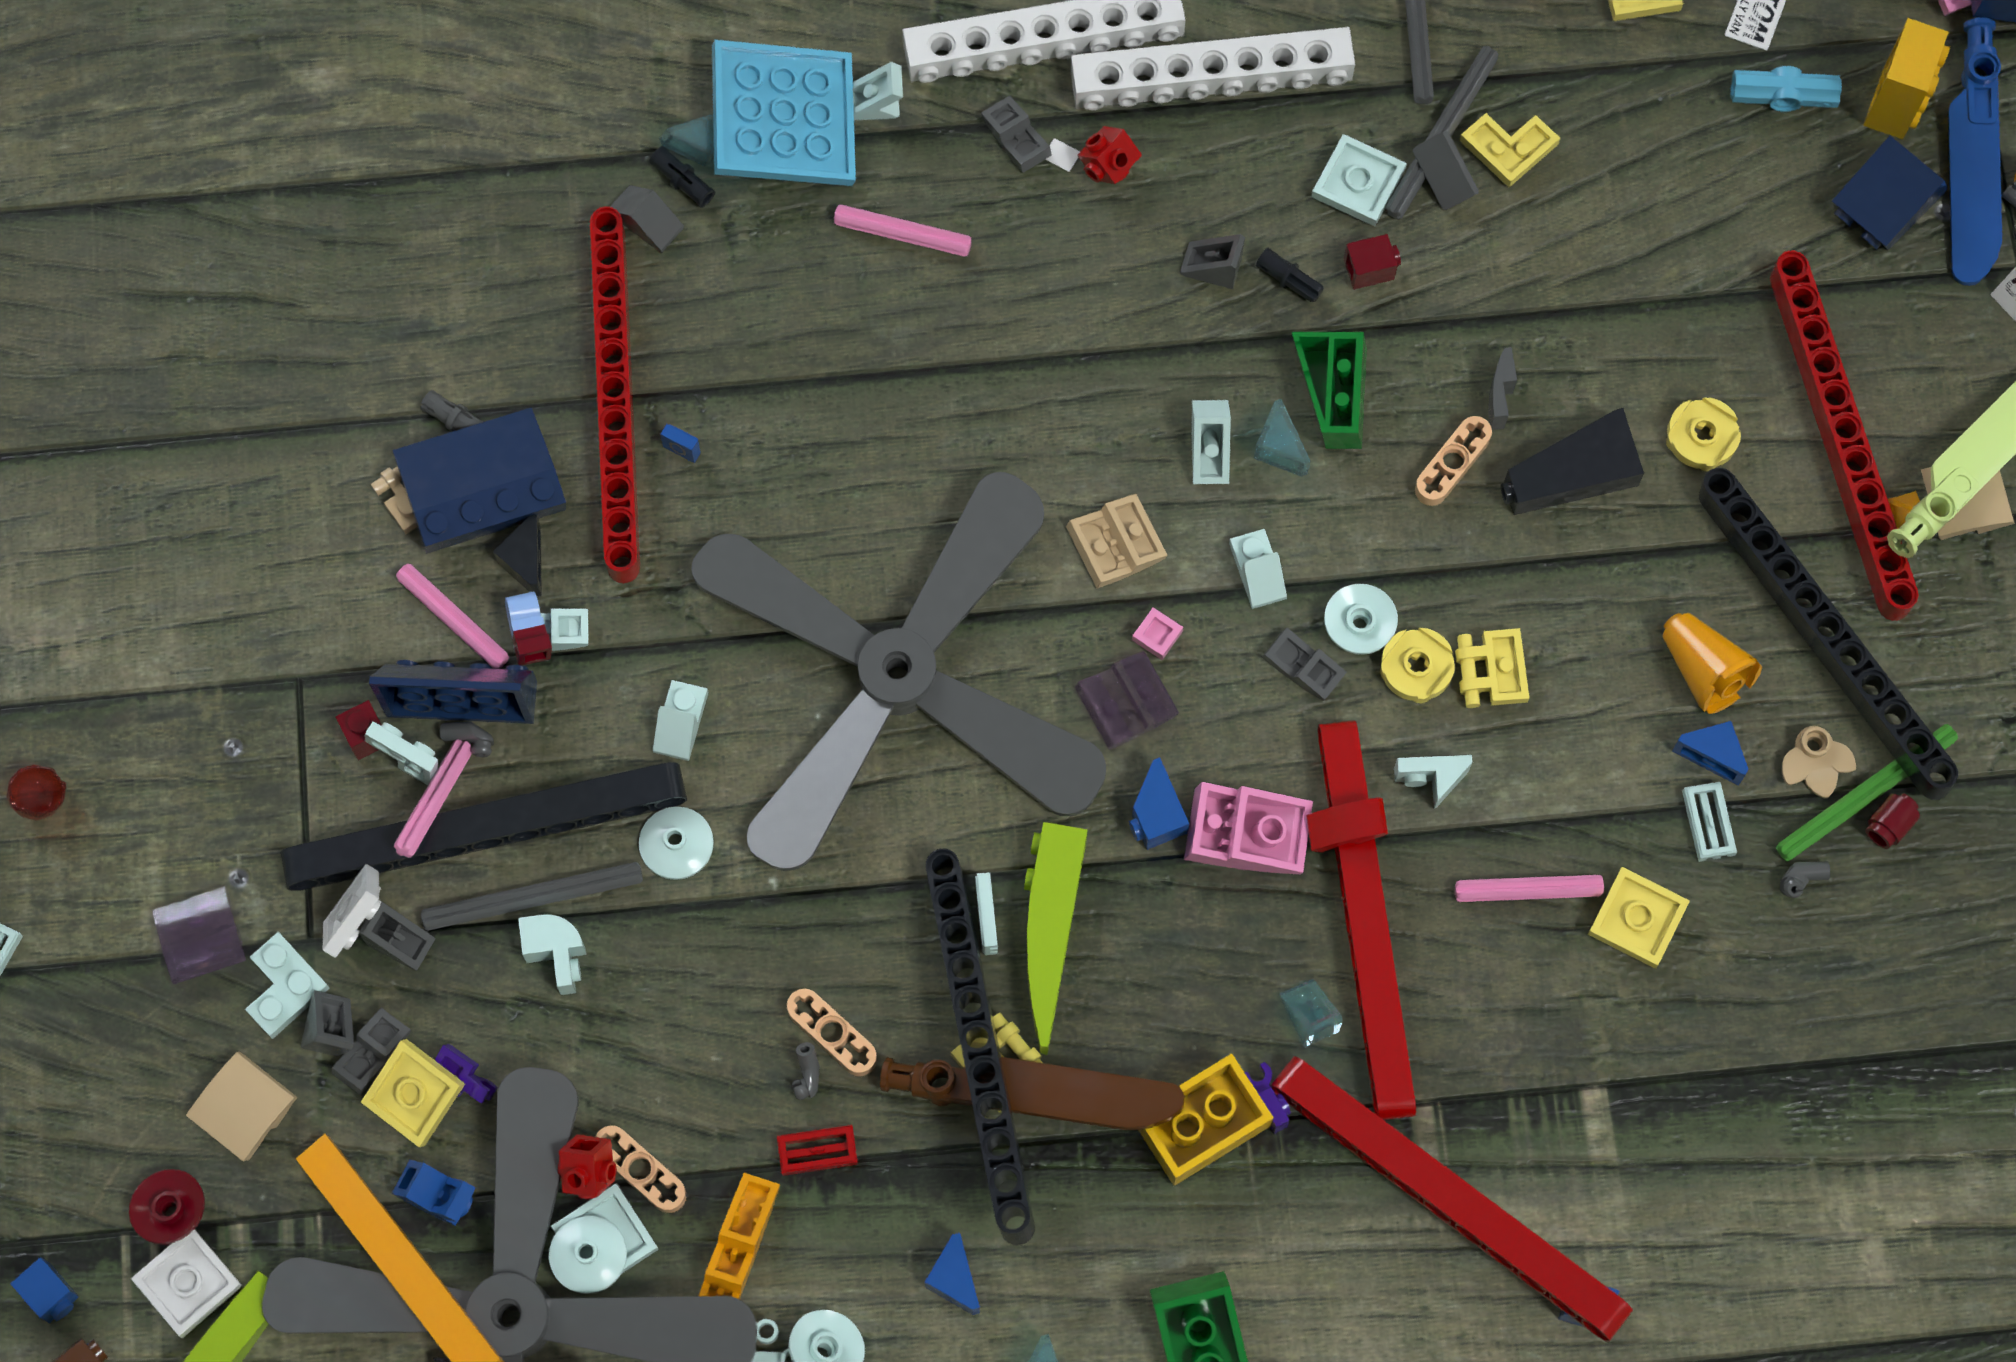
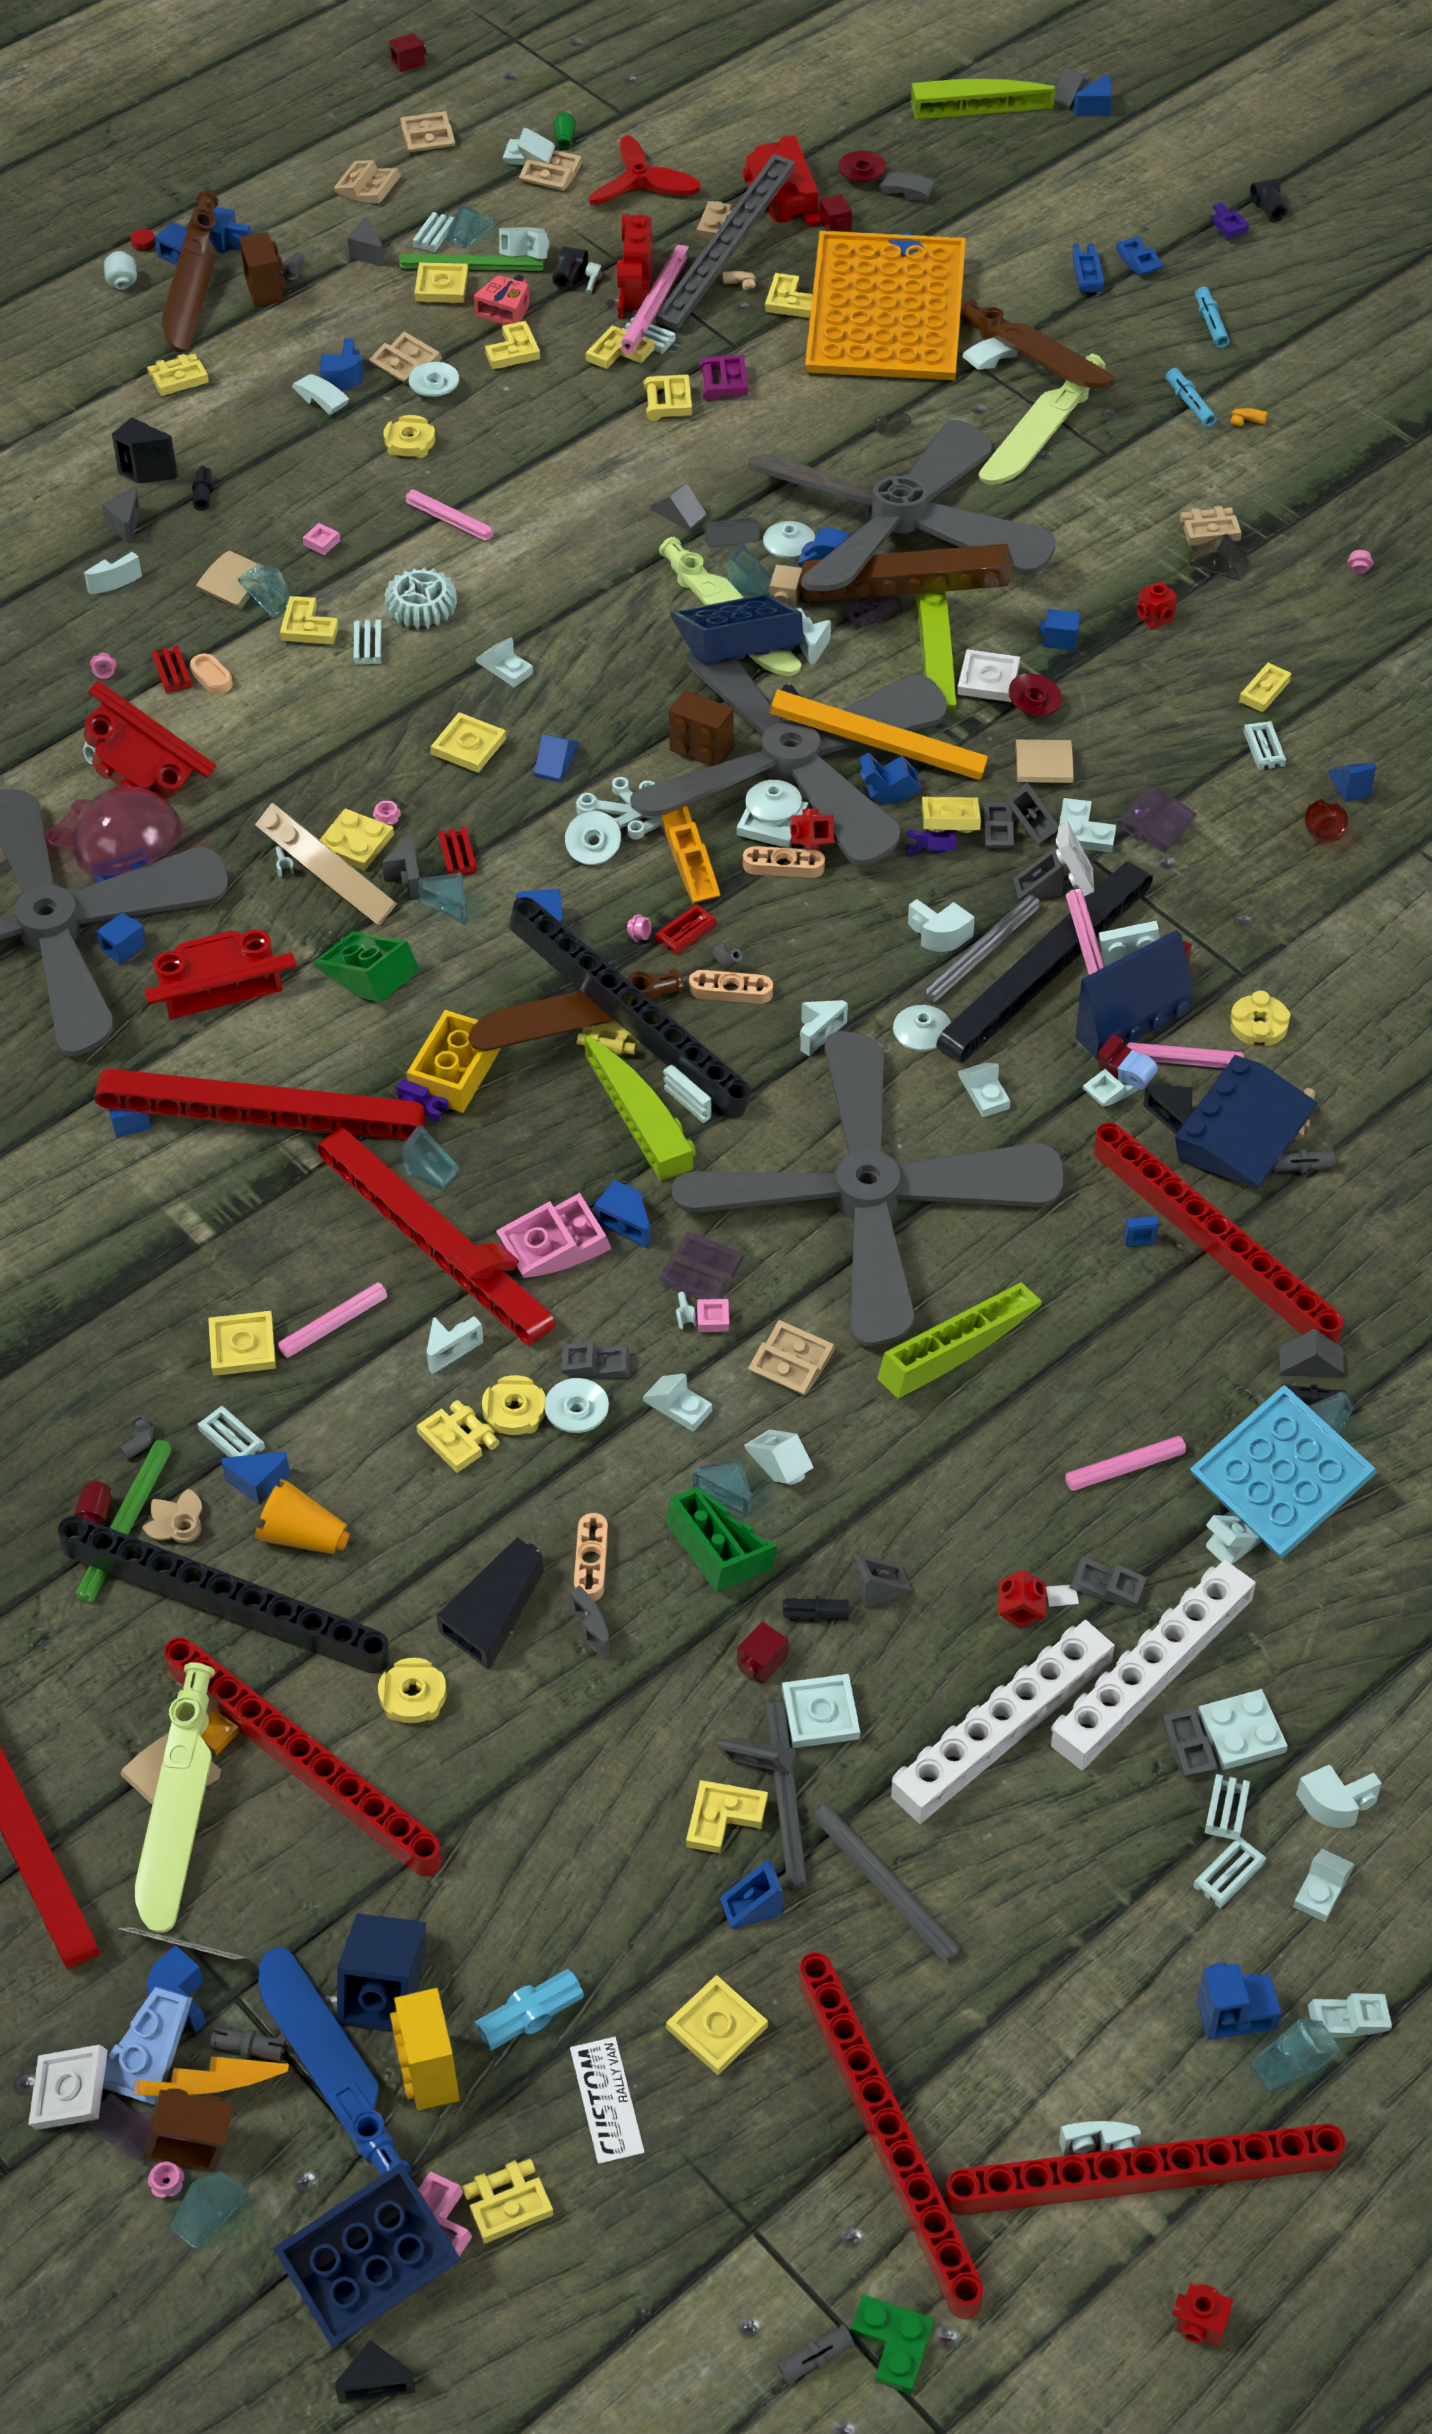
camera: 145 degrees right, 20 degrees down
(323, 593) = (1259, 1006): none -> light yellow plate
(771, 906) = (820, 1021): none -> light aqua slope
(869, 1182) = (639, 928): none -> bright pink plate
(953, 442) = (954, 1340): none -> lime slope
(1177, 663) = (685, 1313): none -> light aqua hand
(1538, 58) = (754, 1897): none -> blue slope

